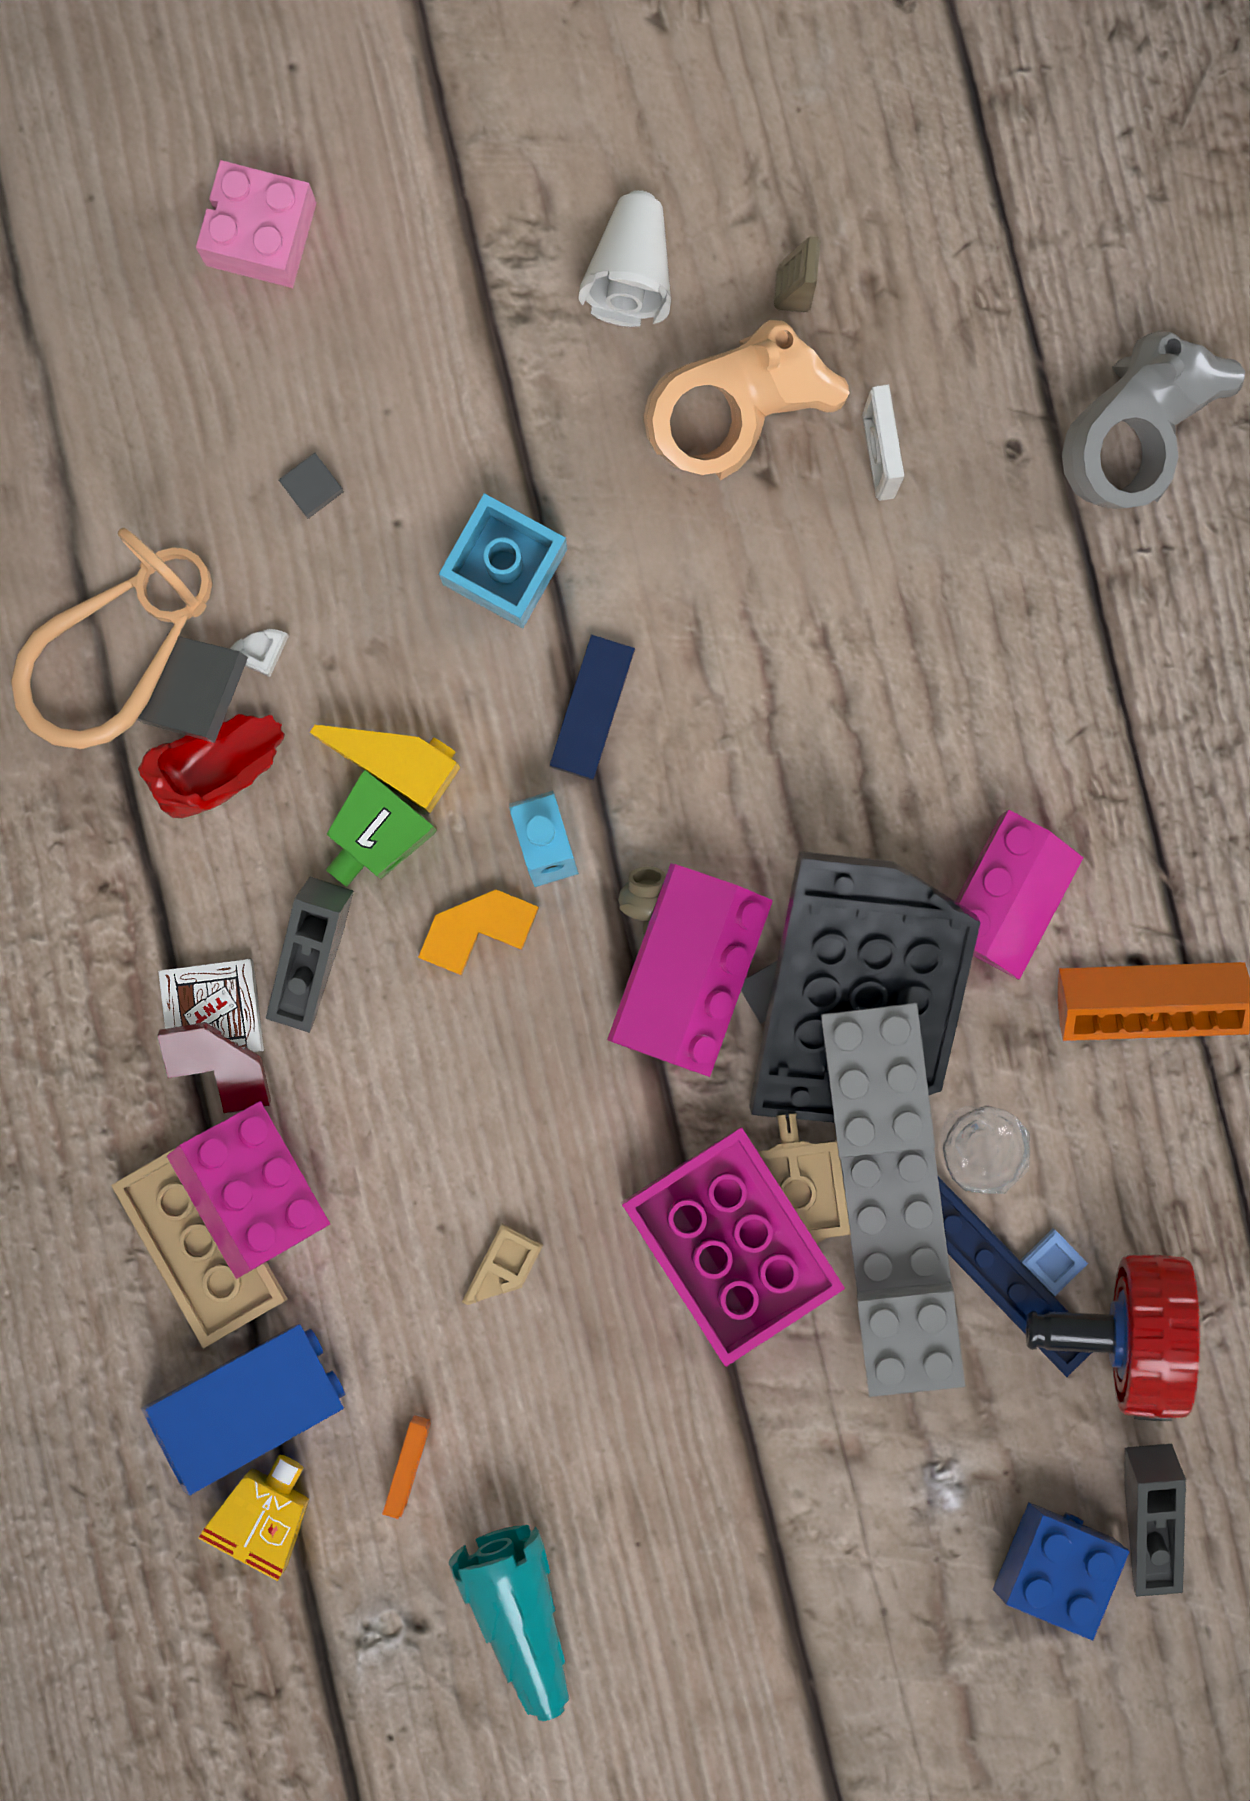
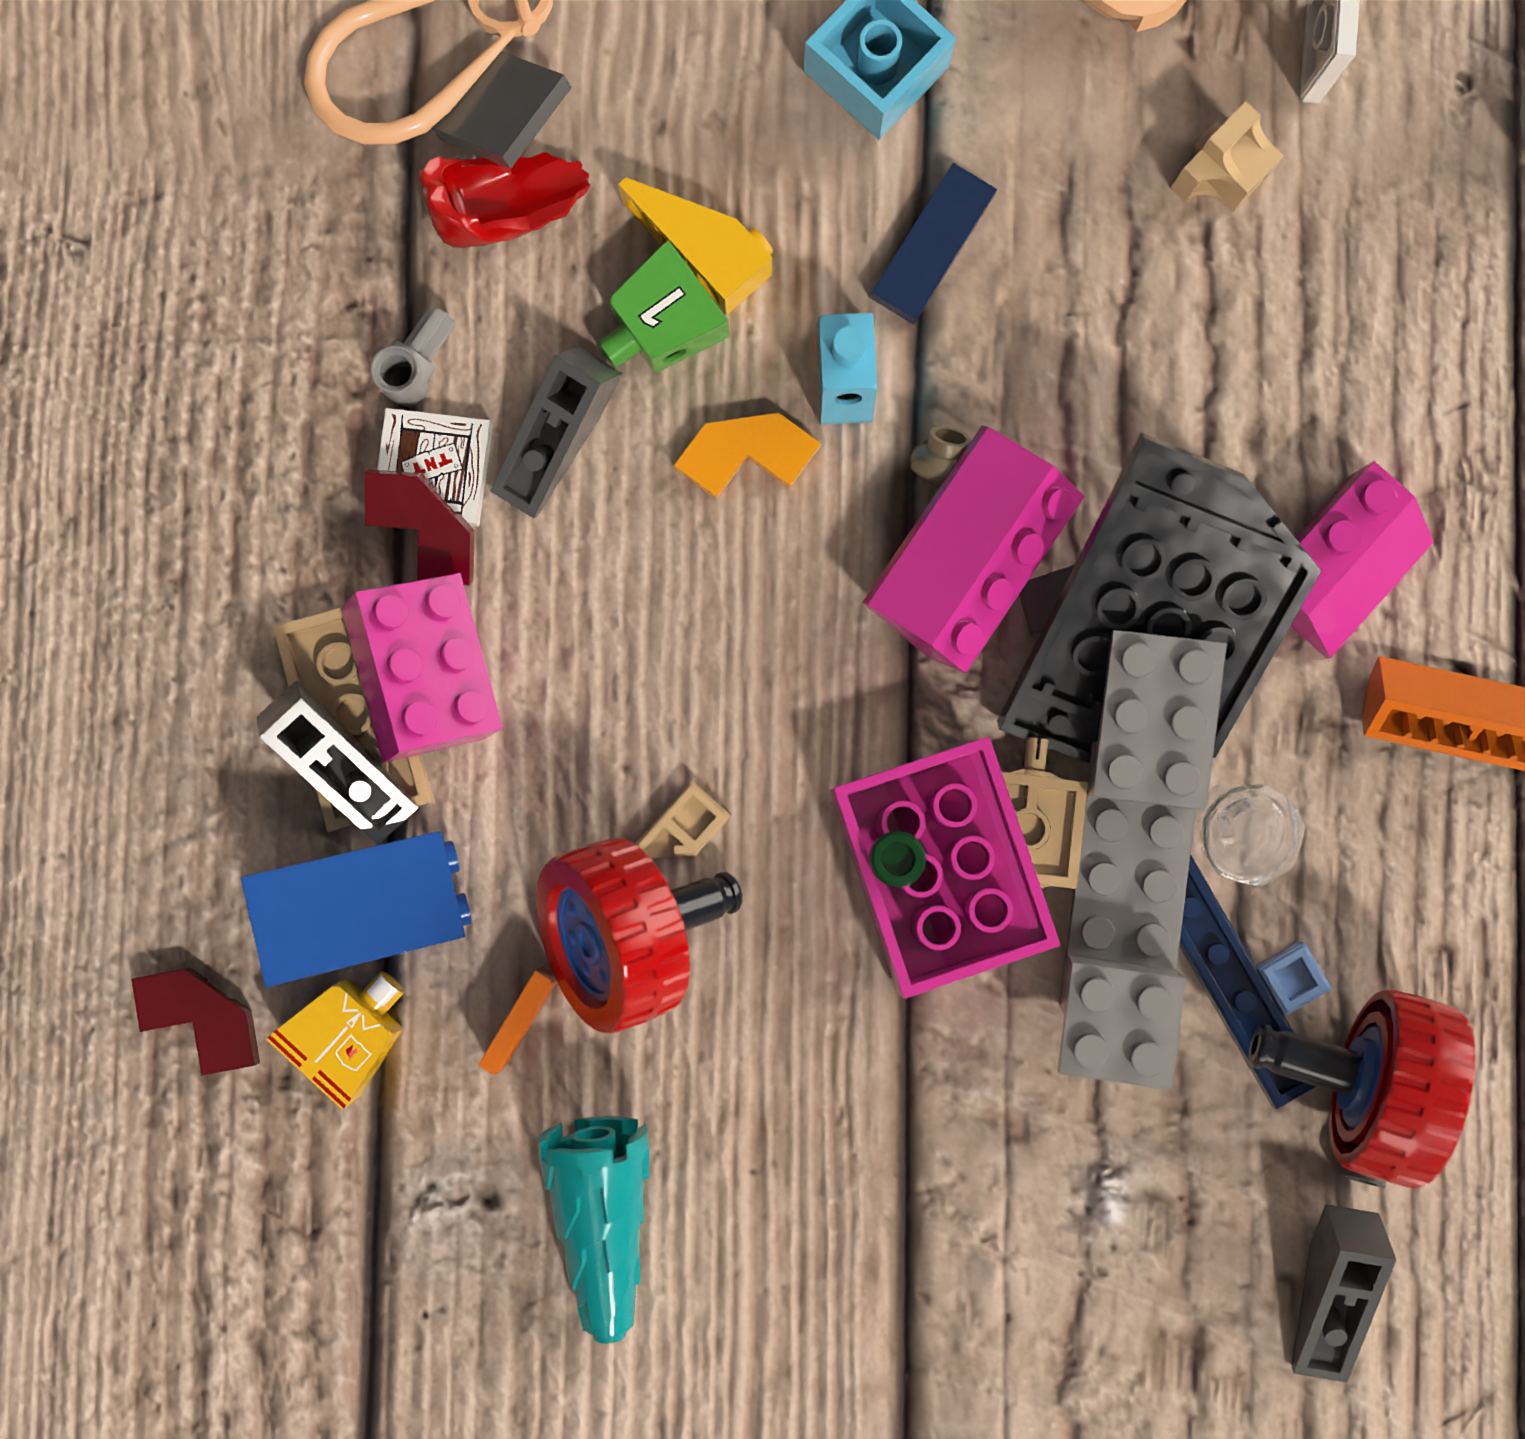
camera: 10 degrees right, 0 degrees up
(152, 1533) = (220, 1024): none -> dark red tile
(174, 917) = (414, 353): none -> light grey axle
(195, 1289) = (334, 762): none -> dark grey slope
(262, 649) = (590, 93): white tile -> none
(474, 1372) = (621, 931): none -> red wheel
(689, 1251) = (897, 858): none -> dark green tile
(826, 576) = (1229, 161): none -> tan brick
(1060, 1571) = (1221, 1324): blue brick -> none

